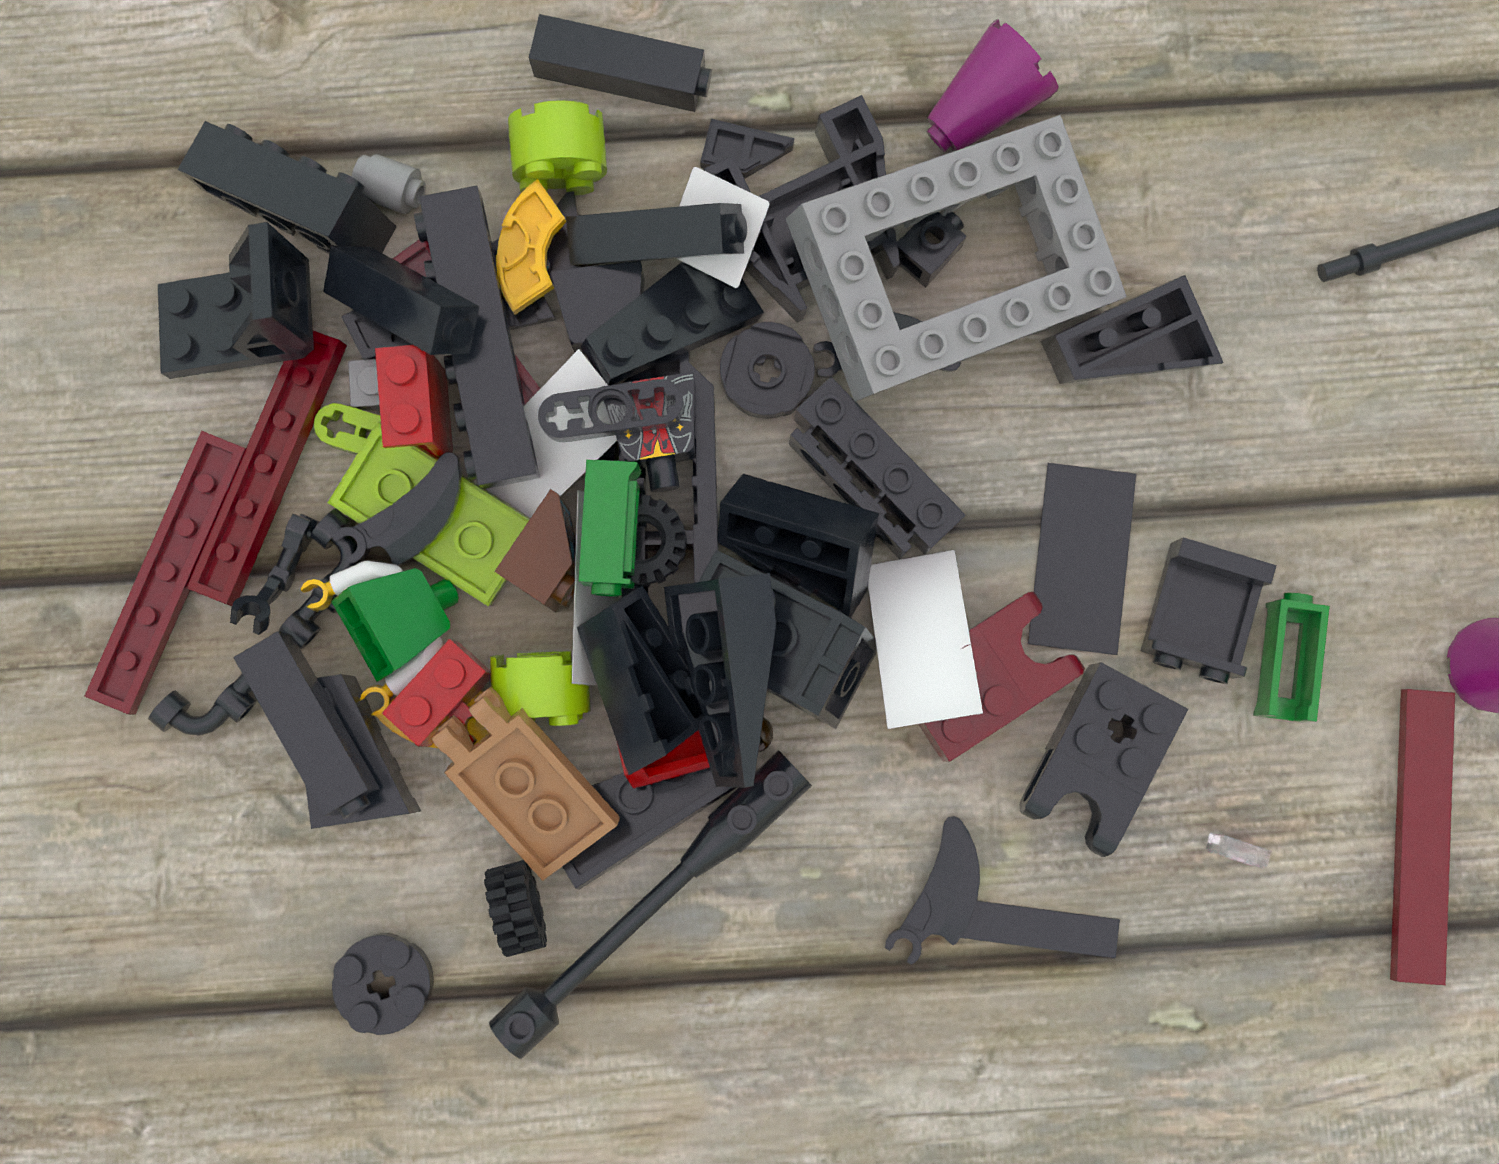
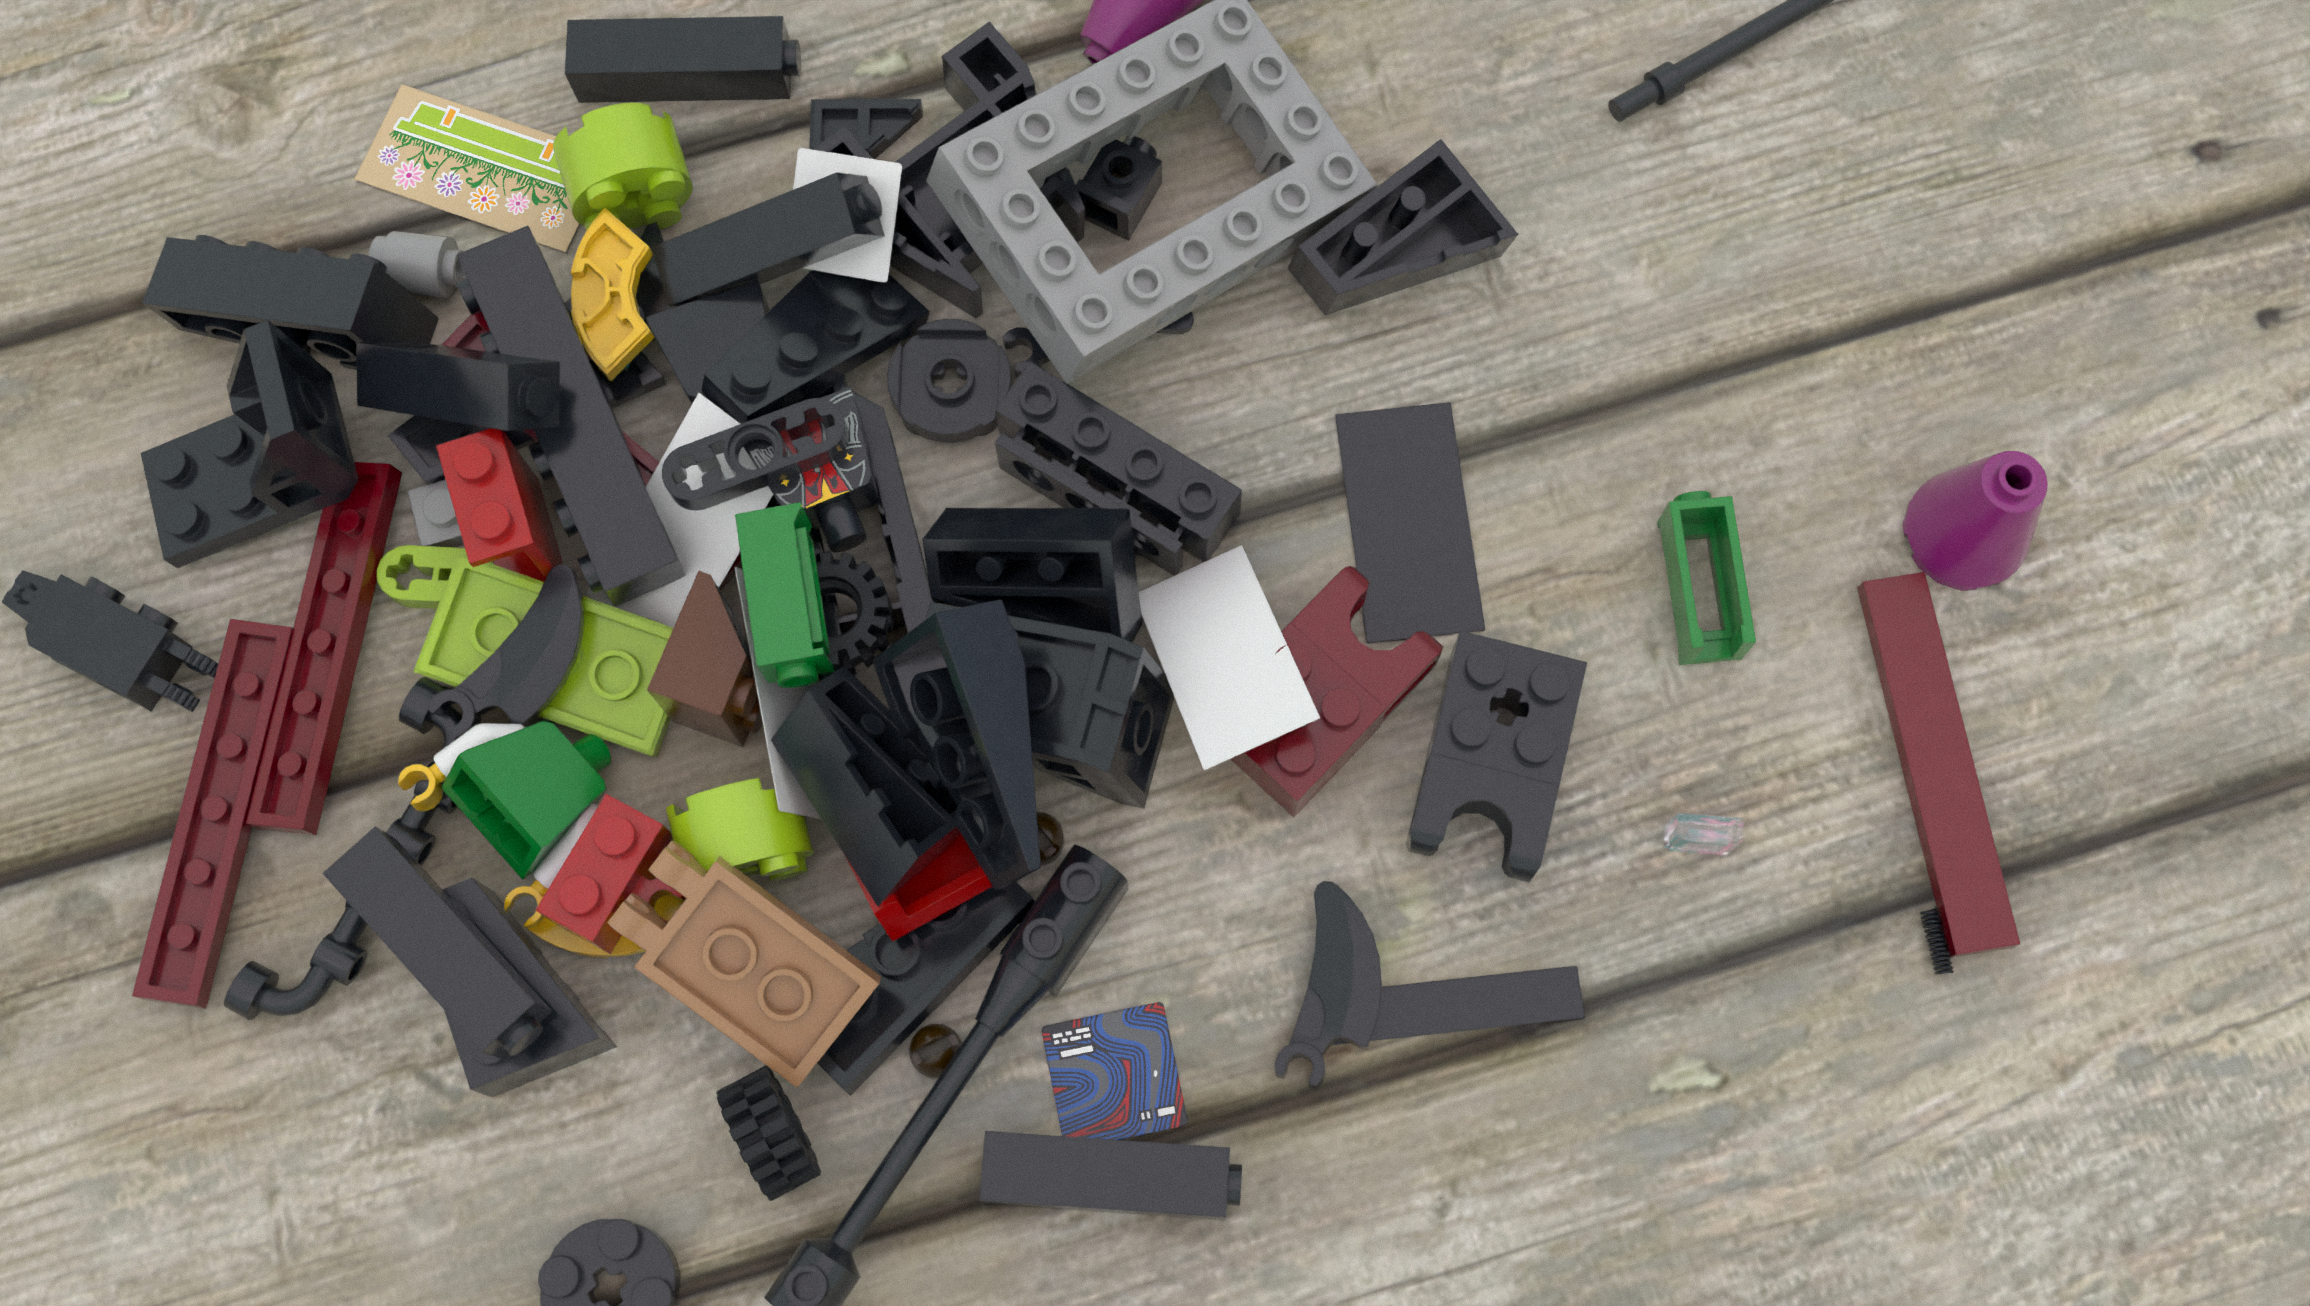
camera: 10 degrees left, 10 degrees down
(108, 425) = (106, 641): none -> black hinge
(281, 576) = (370, 782): black piece -> none
(443, 110) = (470, 166): none -> sticker
(642, 861) = (926, 1036): none -> dark brown hinge
(750, 994) = (1108, 1175): none -> black brick
(769, 918) = (1115, 1074): none -> sticker
(1205, 609) = (1580, 542): black panel -> none
(1382, 946) = (1947, 968): none -> black leg

